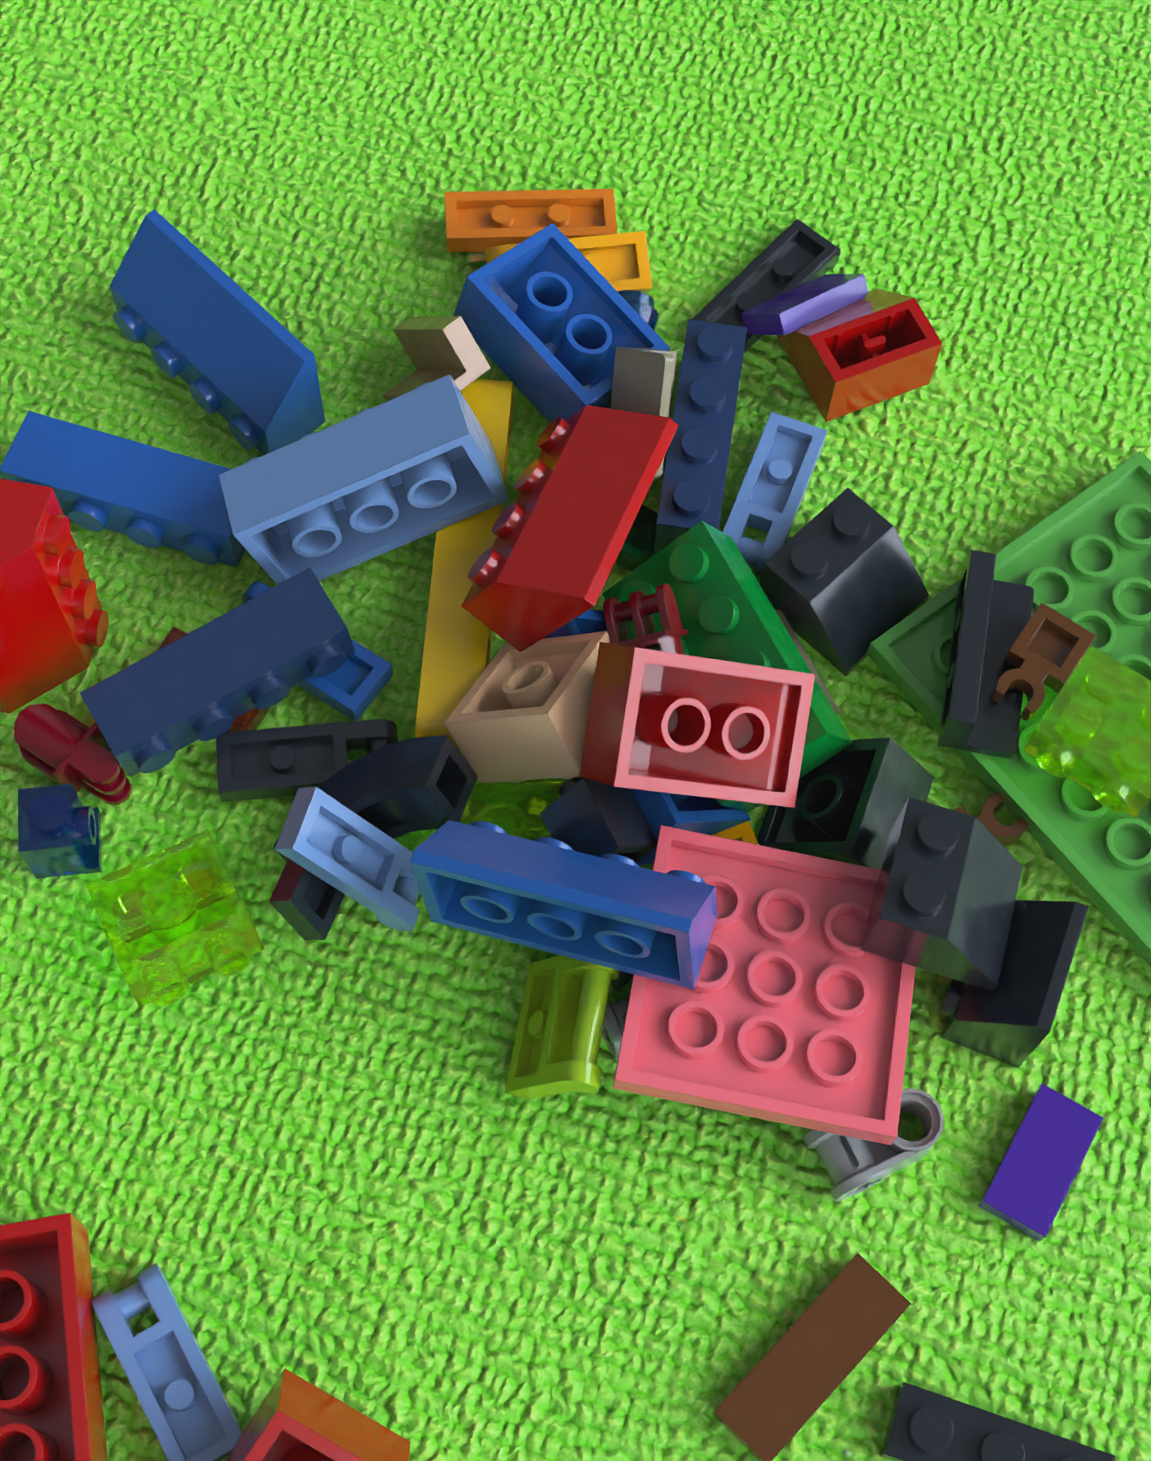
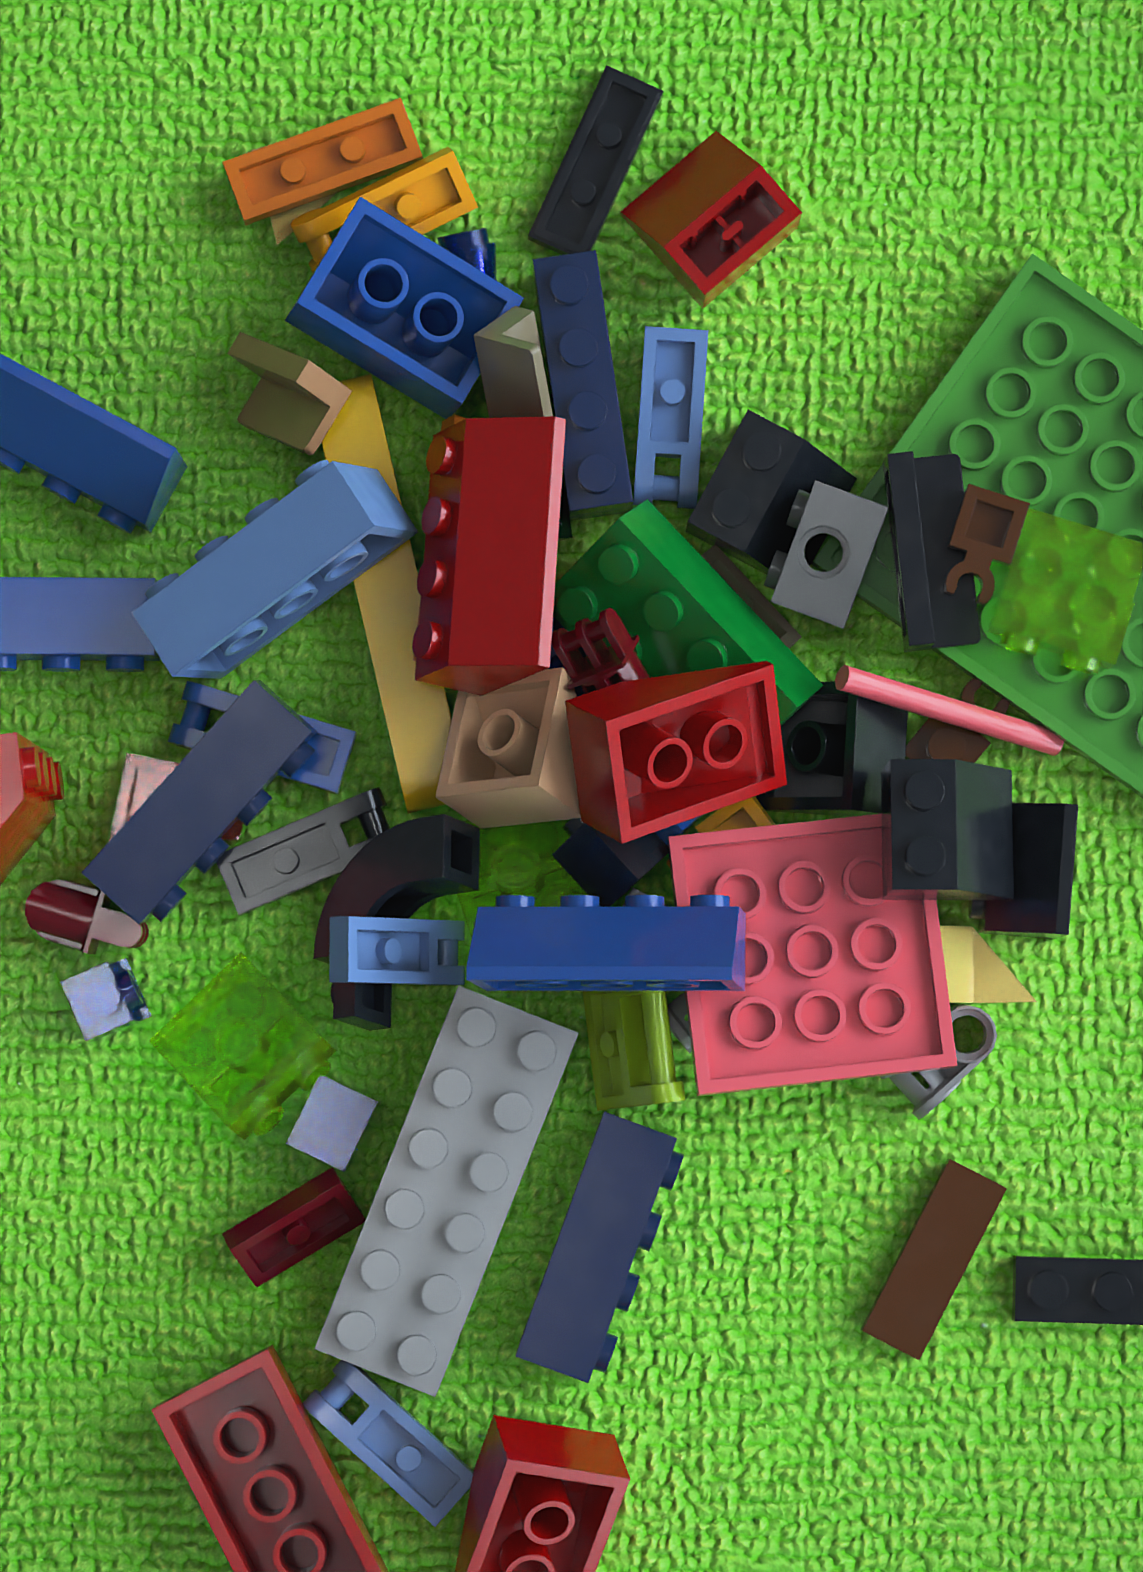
camera: 15 degrees left, 20 degrees up
(154, 1109) = (294, 1227): none -> dark red plate
(234, 1016) = (333, 1123): none -> clear blue panel
(320, 1122) = (446, 1191): none -> light grey brick
(456, 1230) = (597, 1247): none -> dark blue brick
(805, 304) = (645, 184): tile -> none
(881, 663) = (854, 524): none -> dark grey brick
(933, 1070) = (976, 971): none -> clear yellow sticker
(970, 799) = (947, 710): none -> coral bar
(1041, 1162) = (1092, 1024): dark purple tile -> none

